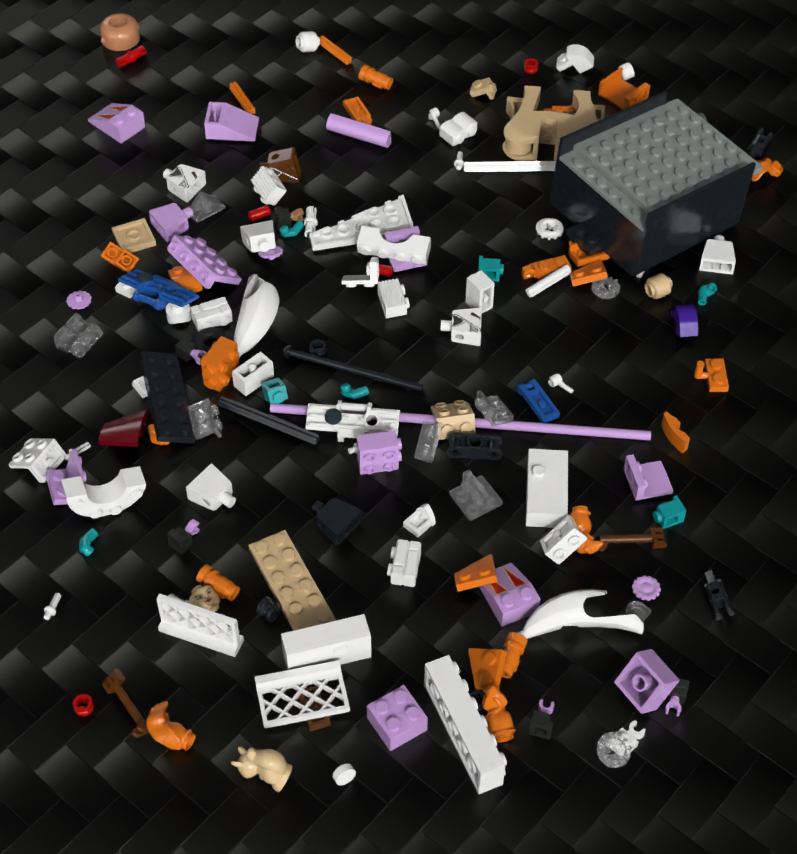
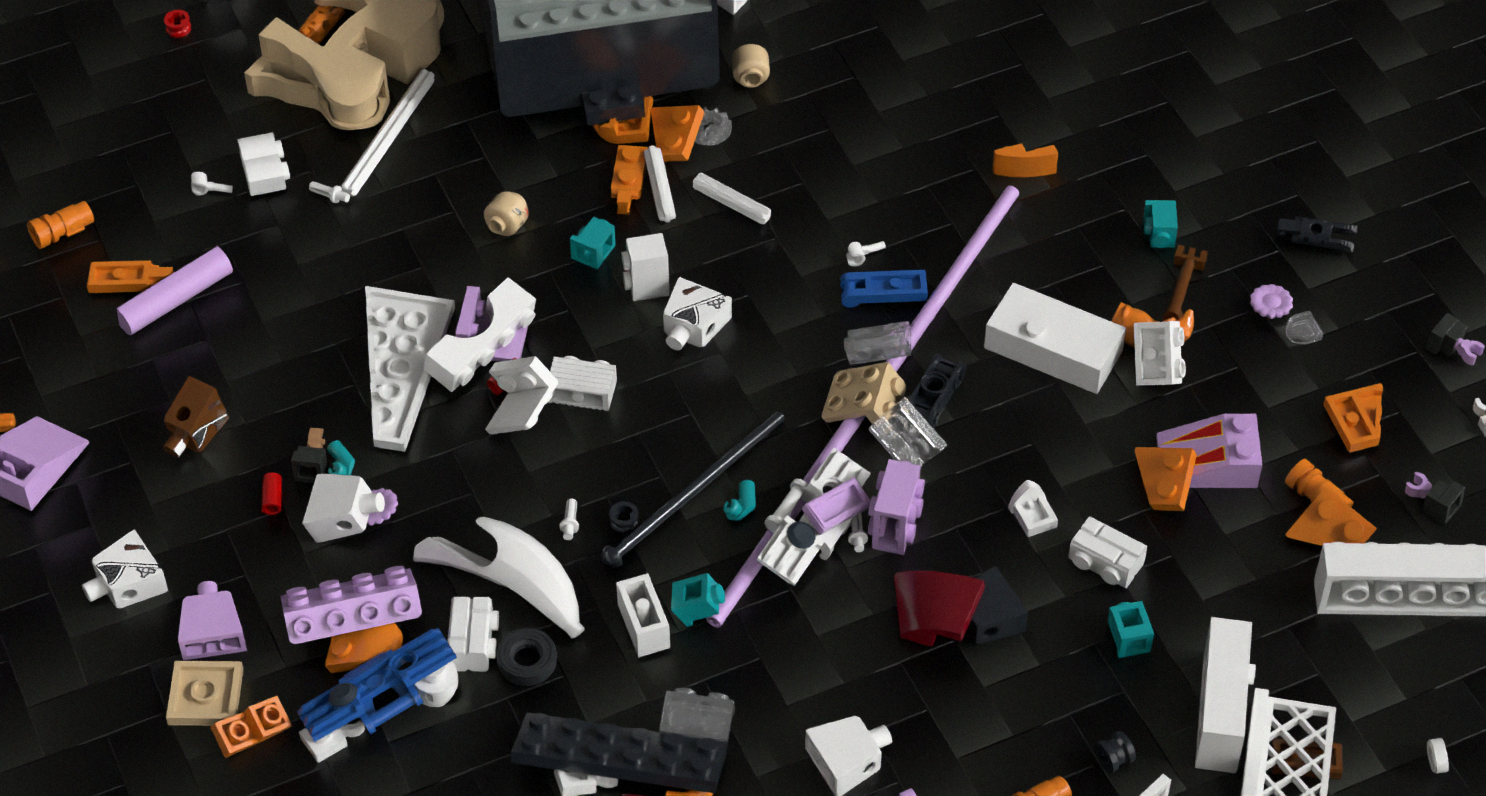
camera: 65 degrees left, 0 degrees up
(187, 350) = (528, 693): pearl dark grey piece -> none
(205, 206) = (205, 563): clear slope -> none
(219, 363) = (601, 650): orange brick -> none
(268, 186) = (227, 455): white brick -> none
(268, 420) = (736, 634): black axle -> none
(290, 581) = (1075, 710): tan plate -> none
(300, 328) = (569, 524): none -> white piece
(310, 221) = (341, 430): white pin -> none
(323, 495) = (935, 604): none -> dark red slope
(357, 589) = (1130, 628): none -> teal brick
(359, 423) = (836, 506): none -> lavender tile
(397, 717) = (1372, 658): lavender brick -> none
(475, 496) = (1025, 427): clear bracket -> none
(483, 86) = (188, 99): tan bracket -> none
(485, 228) = (506, 213): none -> tan head
(497, 718) = (1395, 530): orange animal -> none
(552, 224) = (541, 135): white gear -> none
(560, 315) = (731, 198): none -> white axle
(568, 611) = (1285, 390): white piece -> none
(582, 660) = (1357, 416): none -> orange wing
(646, 479) = (1089, 225): lavender bracket -> none
(646, 681) = (1435, 354): lavender brick -> none
(685, 320) = (836, 60): dark purple brick -> none
(704, 292) = (784, 24): teal arm -> none
(715, 374) = (941, 78): orange plate -> none

